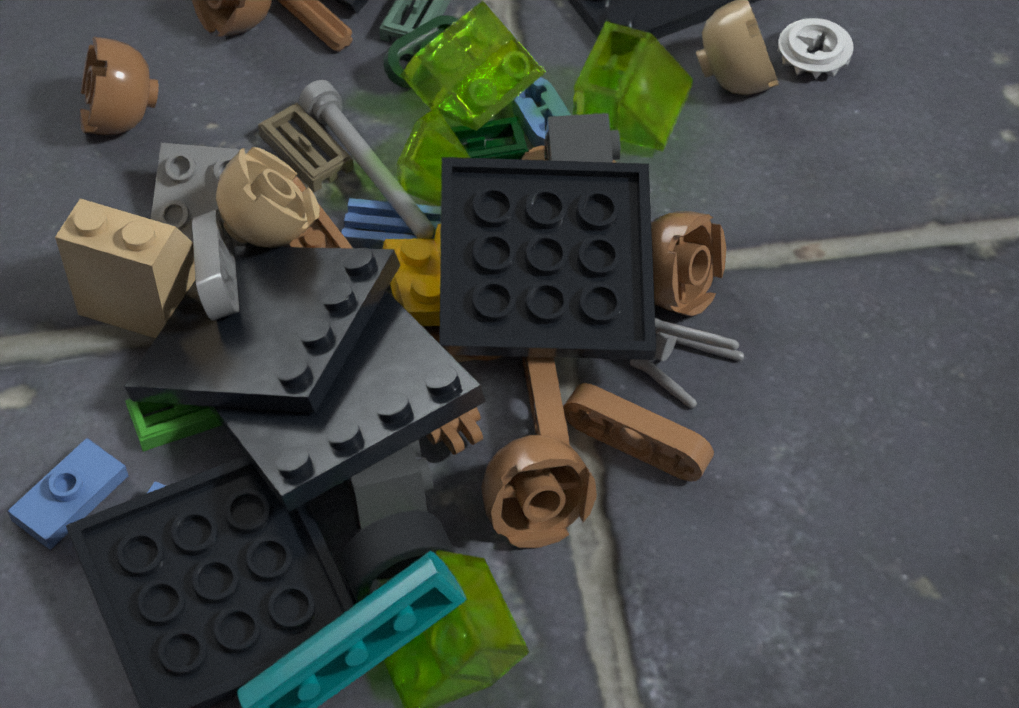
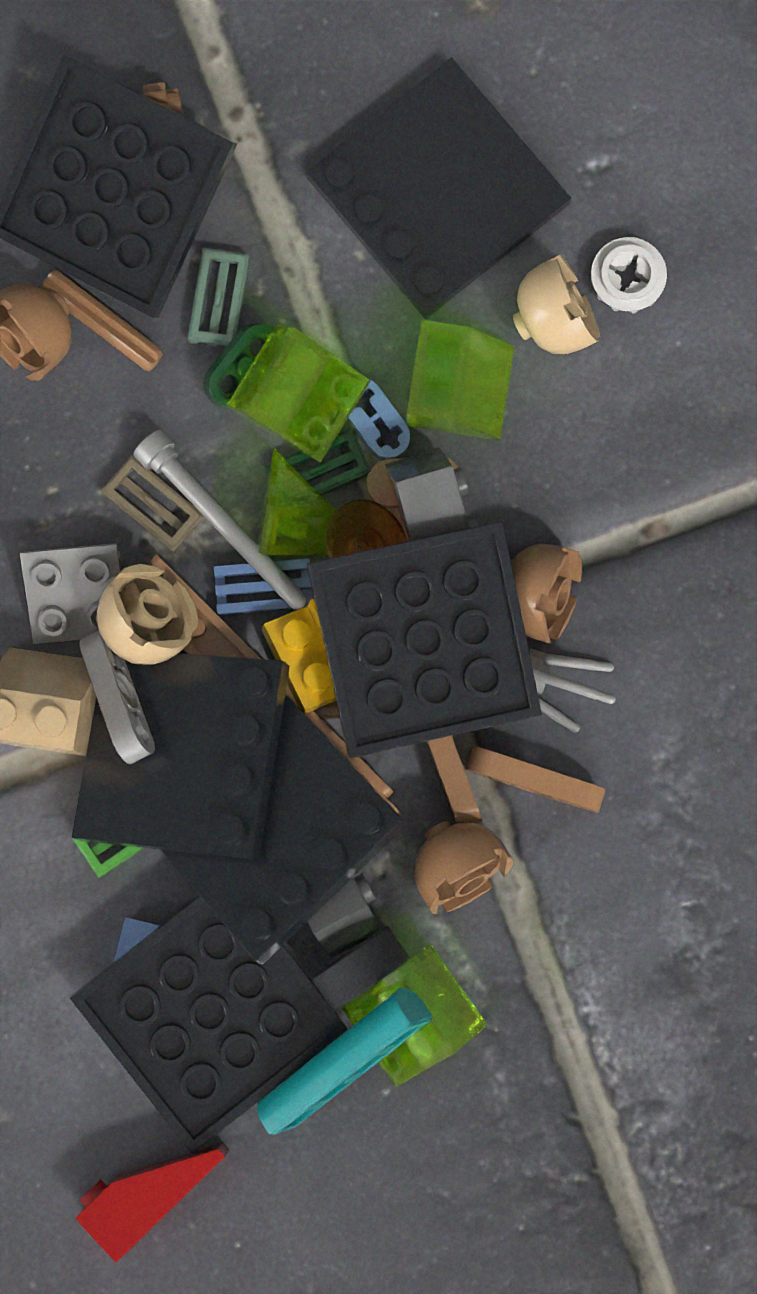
camera: 10 degrees left, 30 degrees up
(68, 493) = (51, 940): medium blue plate -> none

